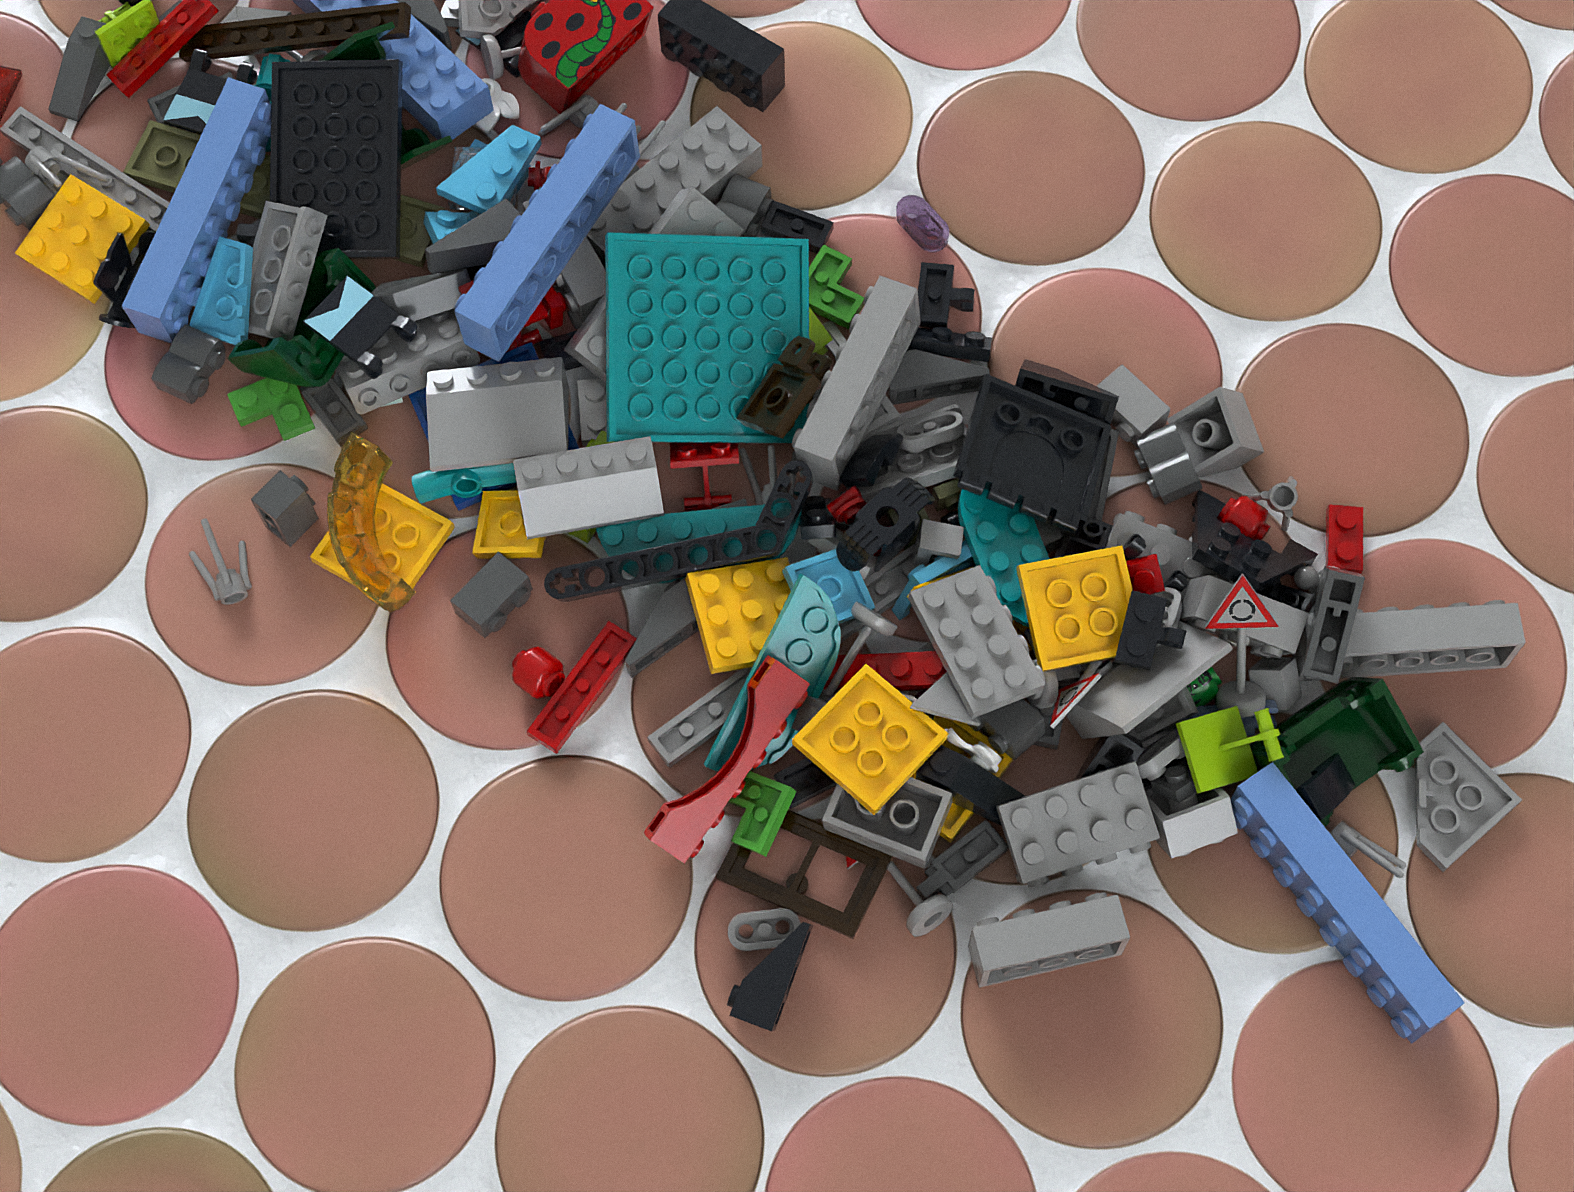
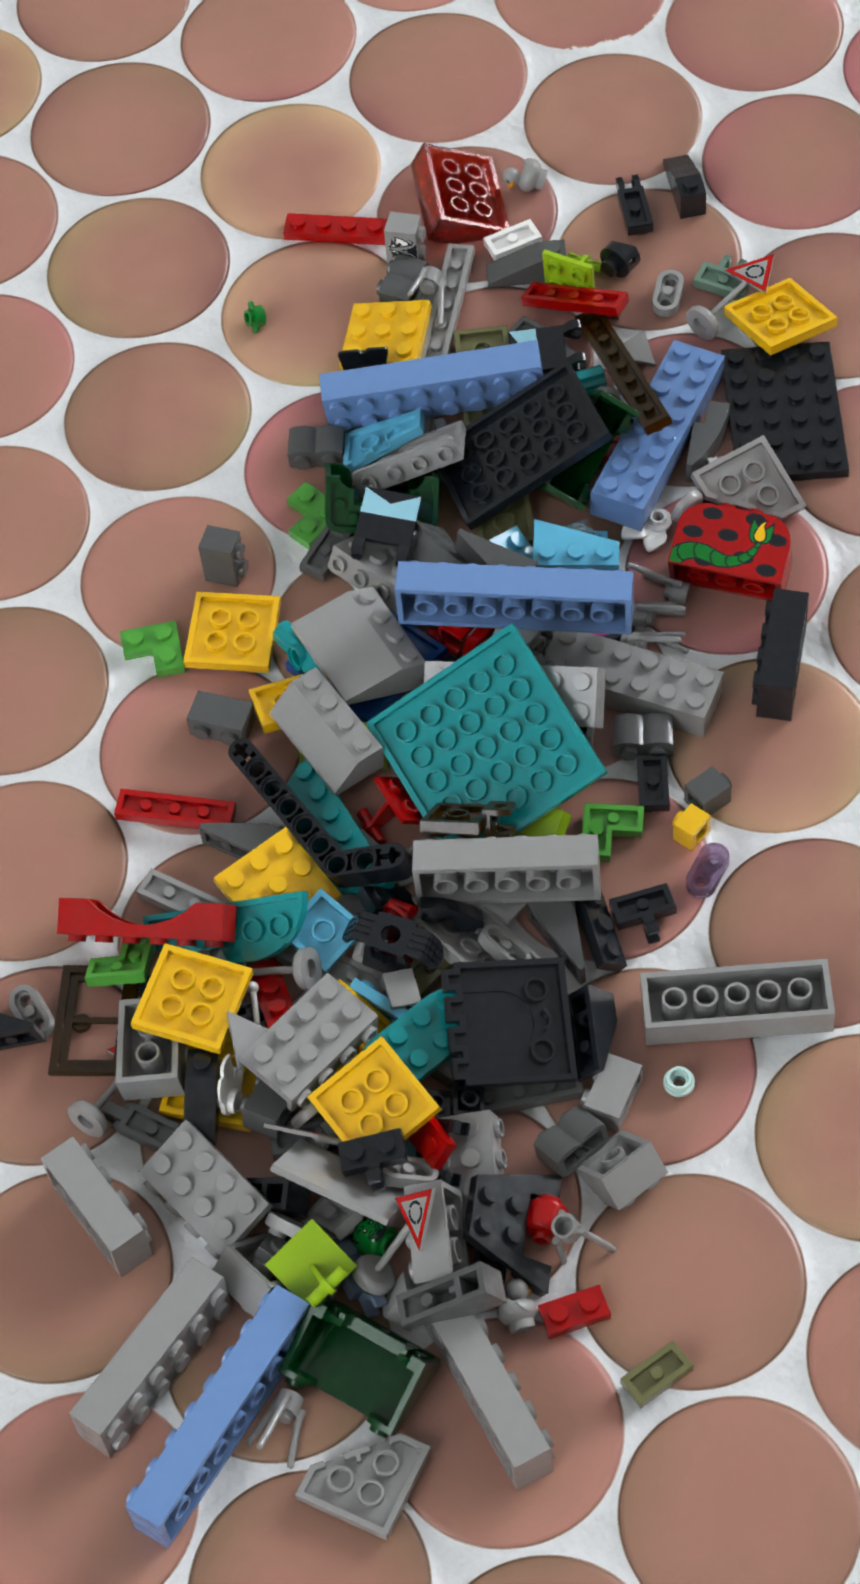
camera: 70 degrees right, 10 degrees down
(36, 70) = (512, 239): none -> white plate
(230, 585) = (153, 555): light grey plant -> none
(345, 622) = (156, 640): none -> bright green plate
(352, 523) = (226, 604): clear yellow brick -> none
(537, 672) = (171, 774): red head -> none
(836, 184) = (708, 791): none -> dark grey brick
(867, 215) = (691, 826): none -> yellow plate
(1087, 258) = (737, 1002): none -> light grey brick
(1144, 339) = (682, 1074): none -> light aqua plate
(1249, 948) = (151, 1358): none -> light grey brick
(1327, 786) = (322, 1368): black slope -> none
(1442, 494) = (656, 1374): none -> olive plate

